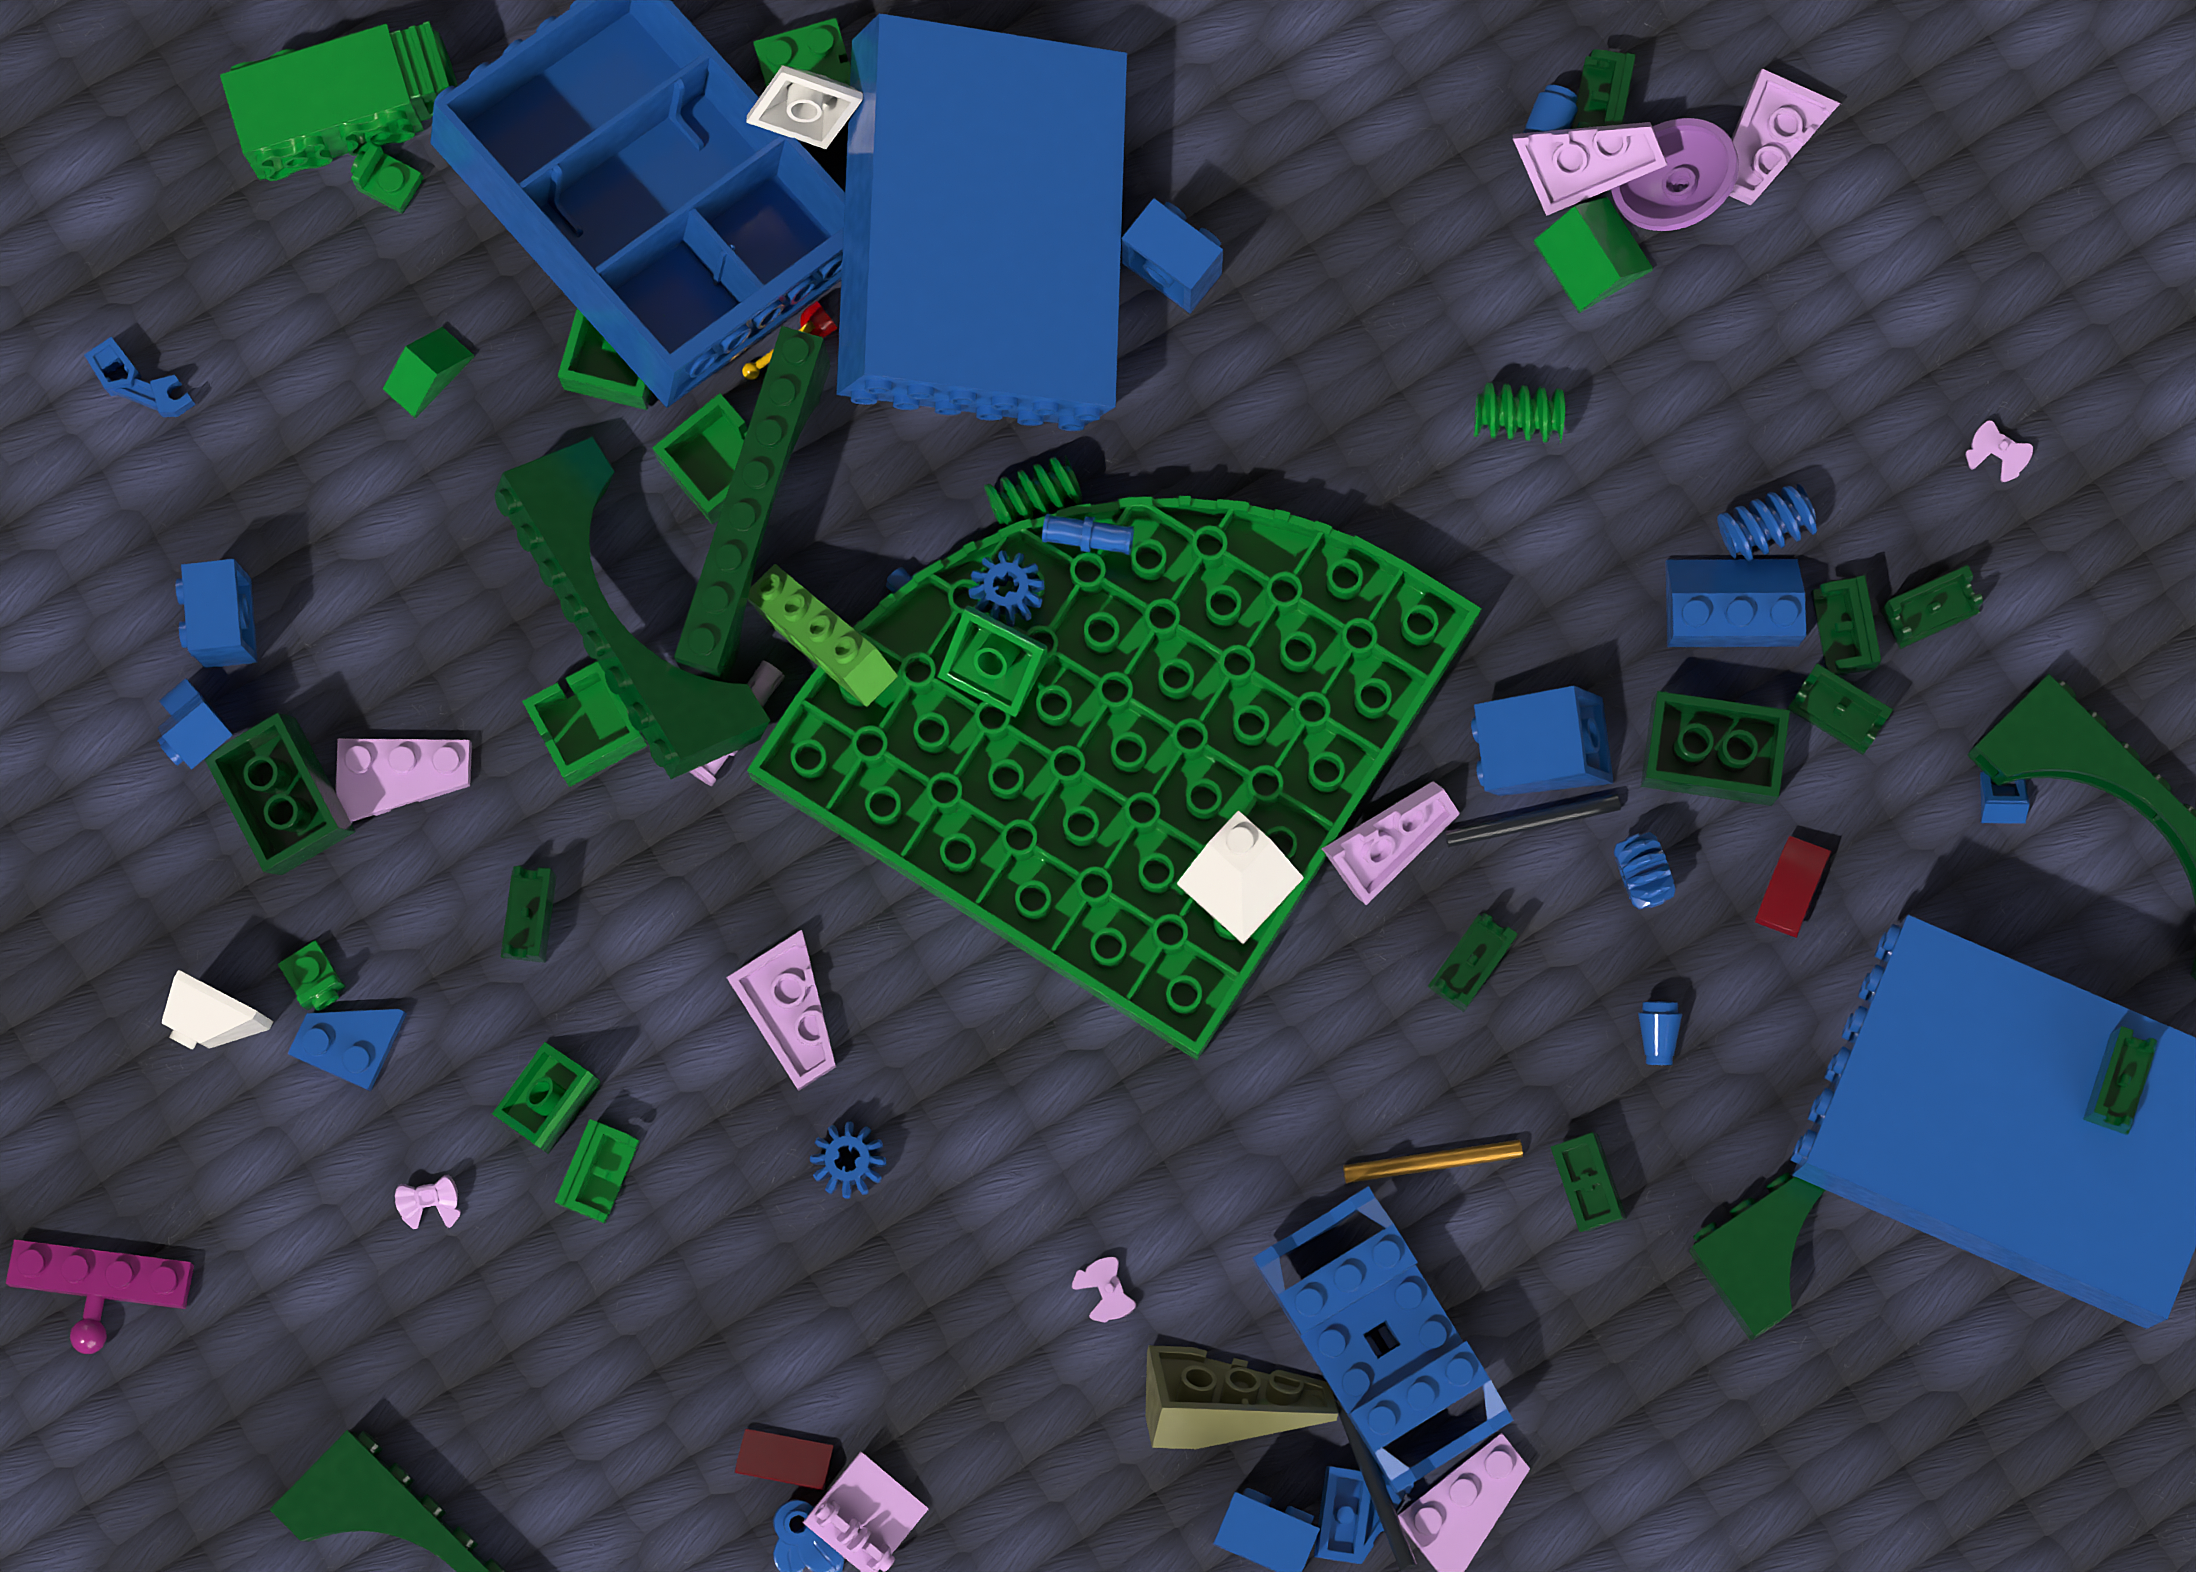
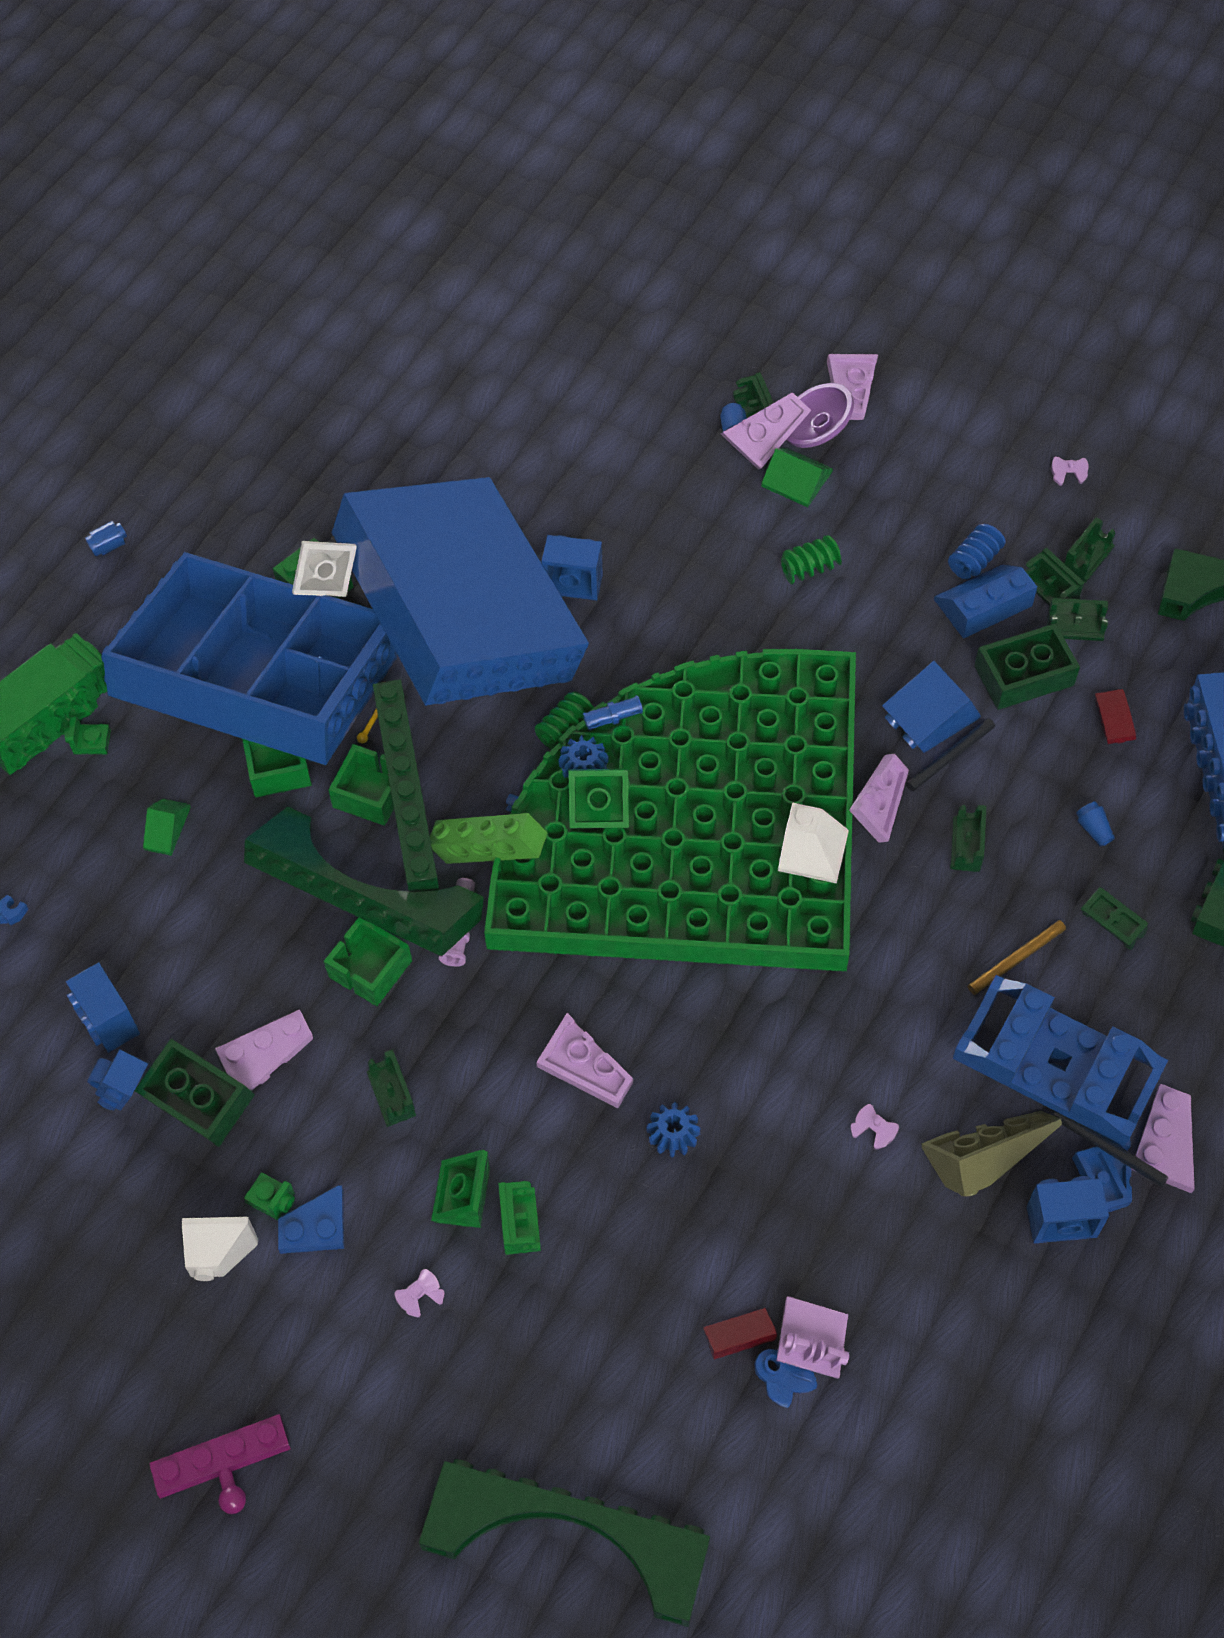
camera: 30 degrees left, 20 degrees down
(1644, 870) = (1032, 743): blue gear -> none
(2003, 803) = (1193, 628): blue slope -> none

